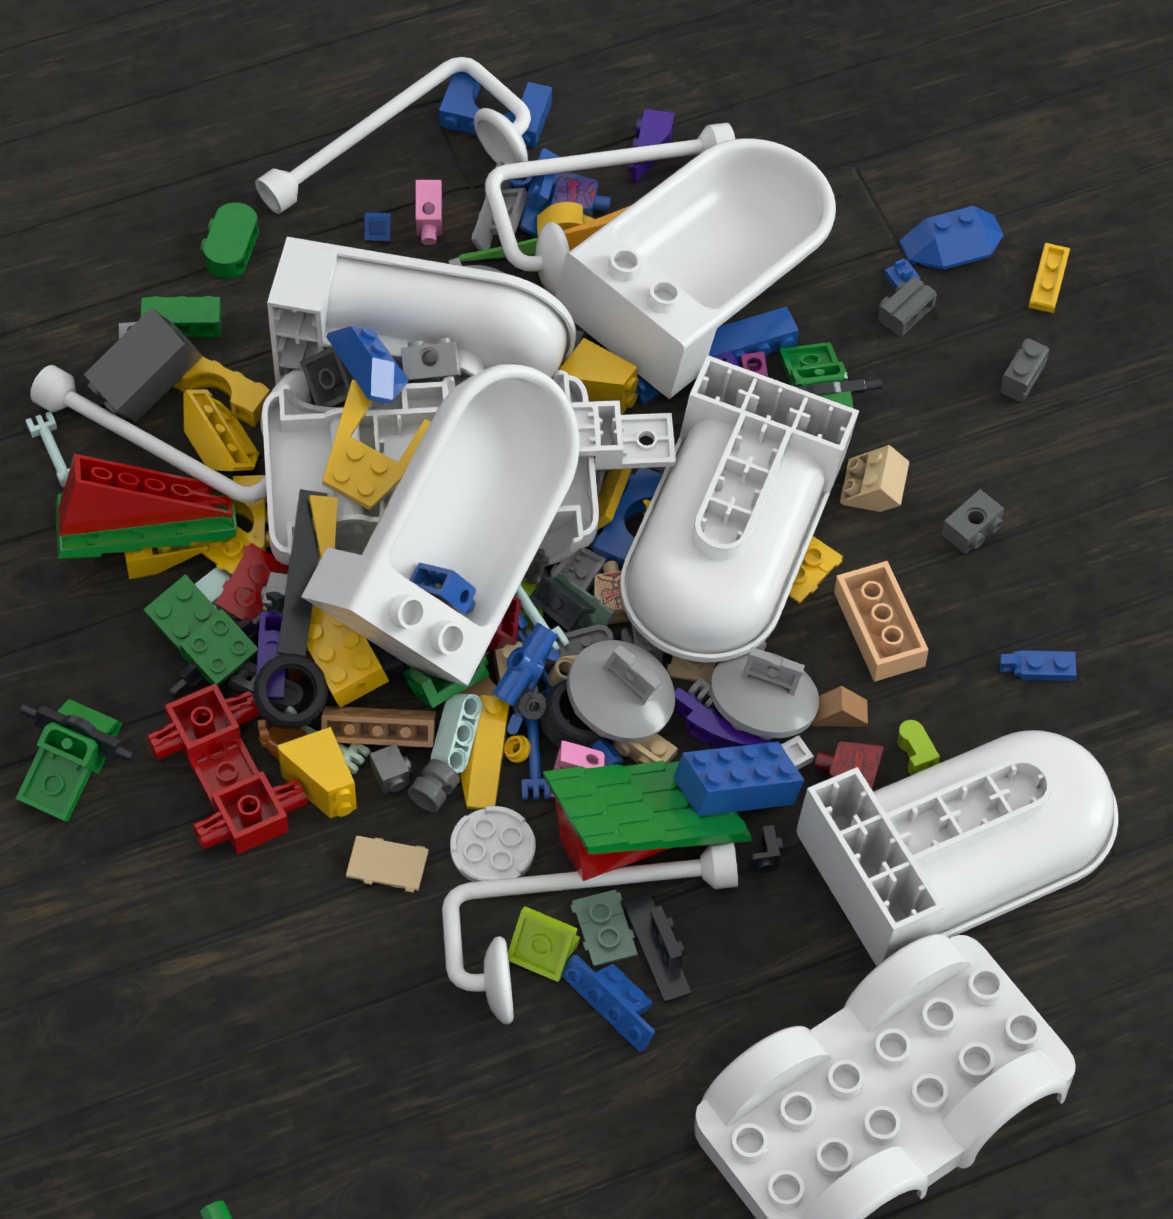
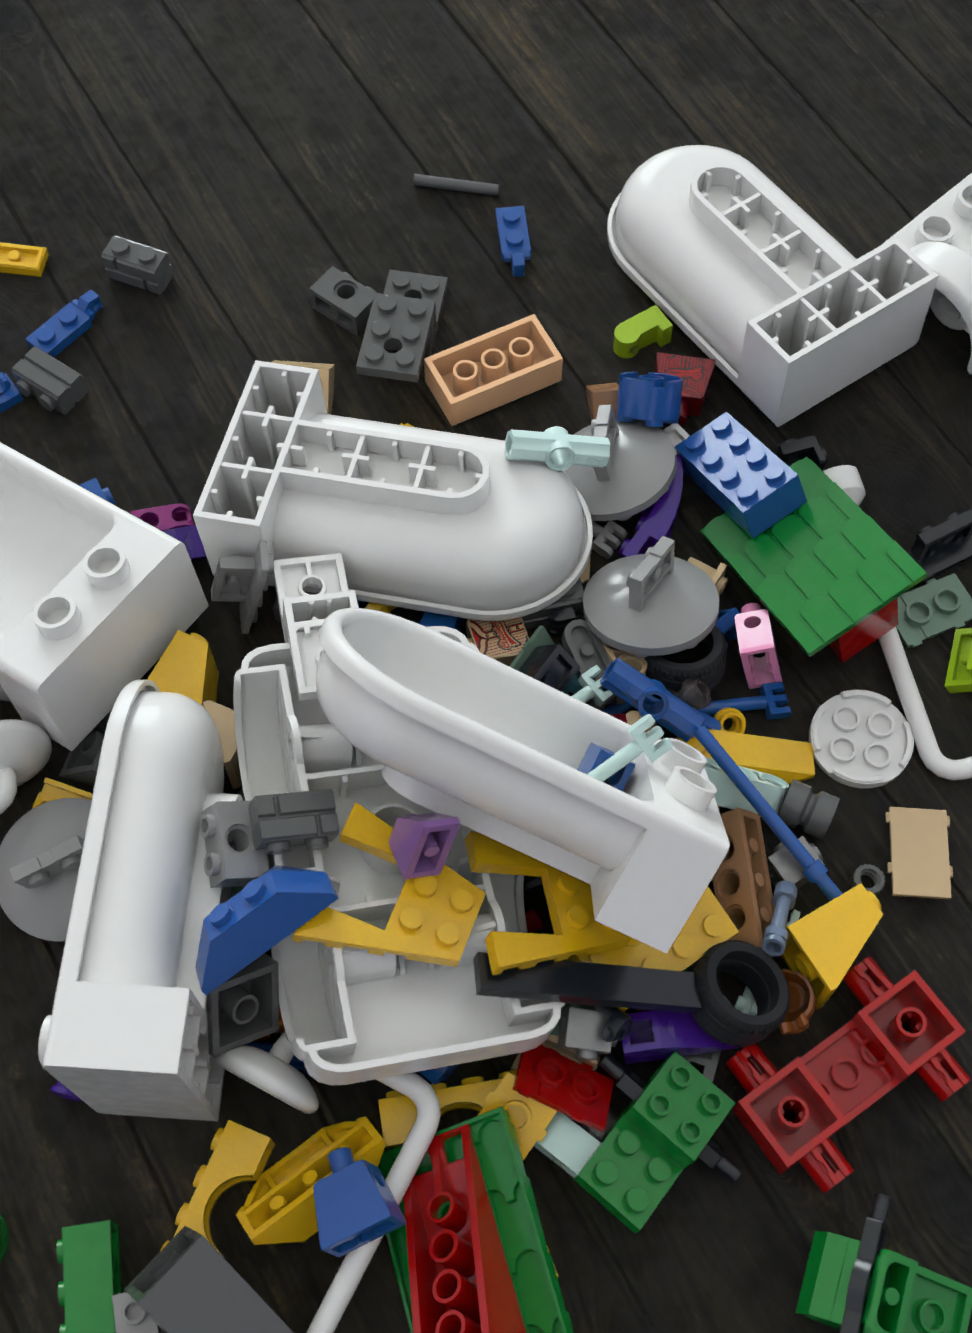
camera: 95 degrees left, 5 degrees up
(193, 440) = (353, 1204): none -> blue torso
(362, 747) = (776, 934): none -> sand blue bar
(371, 815) = (871, 871): none -> dark grey axle
(377, 766) = (813, 869): none -> blue bar
(399, 454) = (422, 843): none -> medium lavender slope
(435, 383) = (293, 820): none -> dark grey brick
(450, 589) = (642, 743): none -> light aqua hinge
(676, 405) = (243, 581): none -> light grey bracket
(746, 610) = (557, 448): none -> light aqua piece
(820, 373) = (174, 450): green piece -> none
(824, 721) = (649, 398): none -> blue brick
(934, 554) = (402, 326): none -> dark grey bracket
(968, 321) = (66, 324): none -> blue hinge
(1110, 626) = (456, 184): none -> dark grey piece

